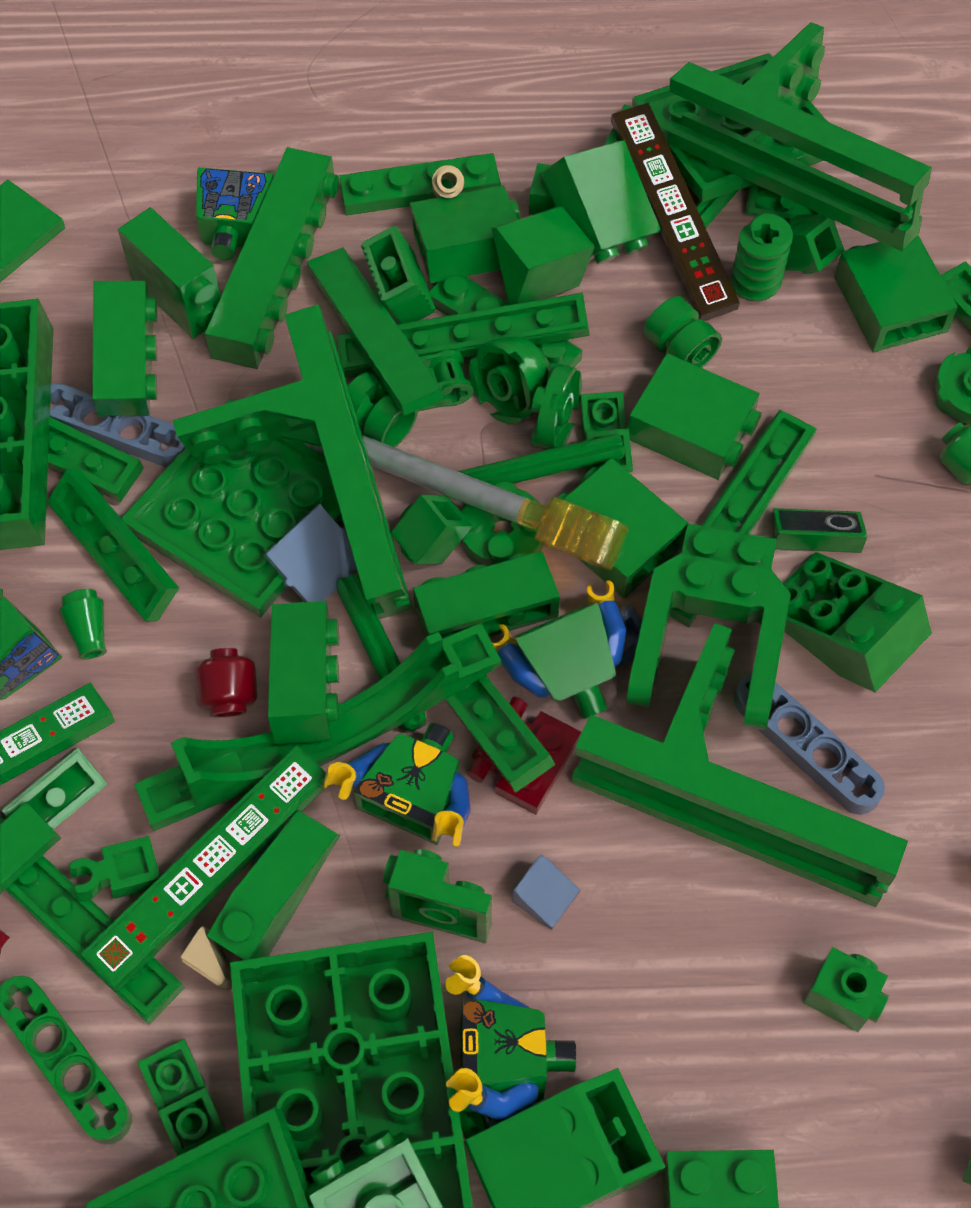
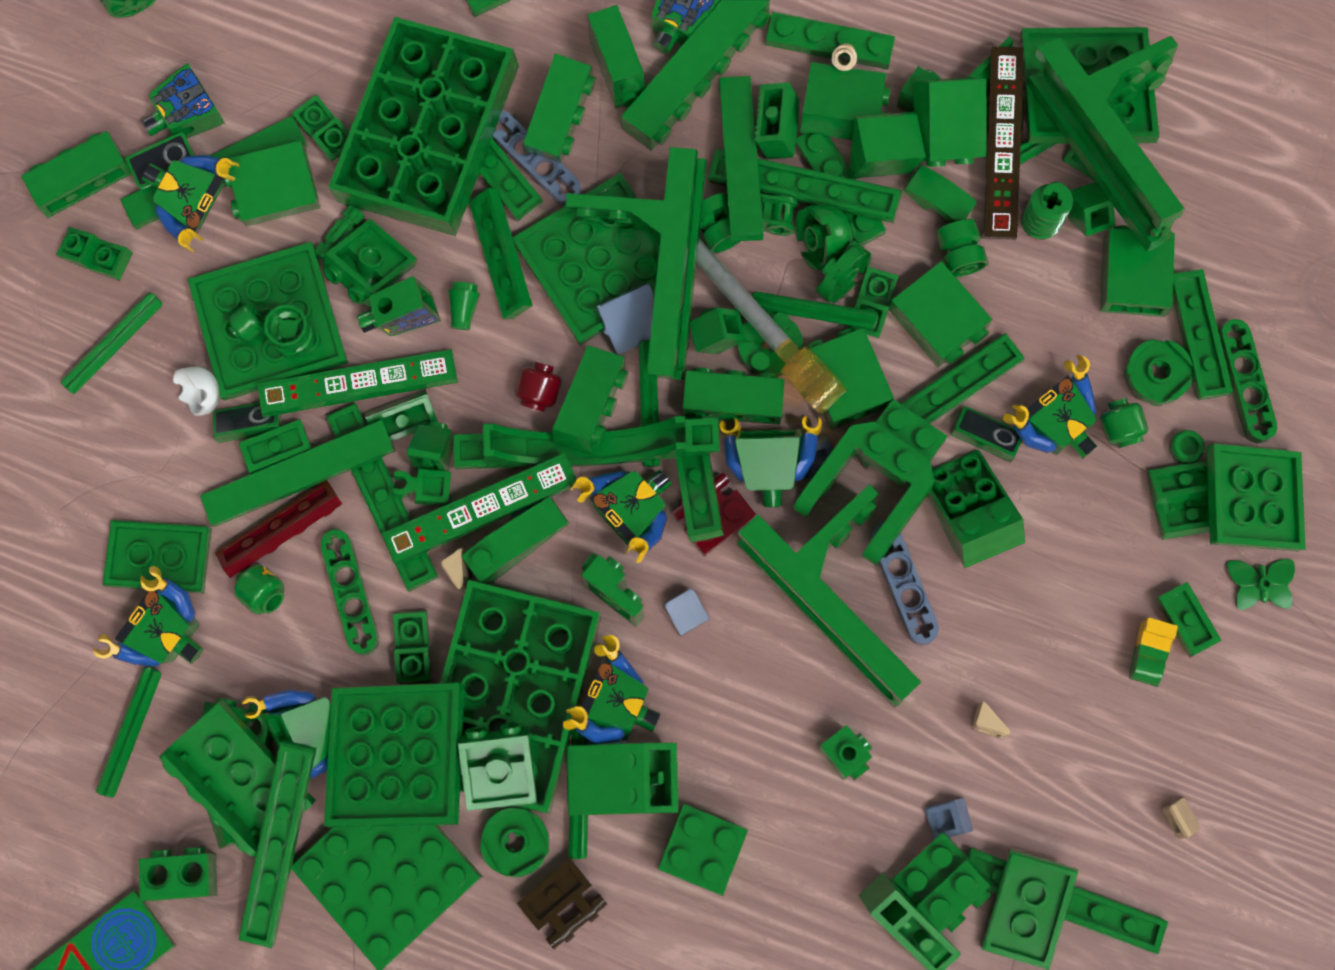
camera: 25 degrees right, 15 degrees up
(109, 812) = (431, 447): none -> green slope
(620, 288) = (940, 194): none -> green slope
(894, 469) = (1060, 414): none -> torso

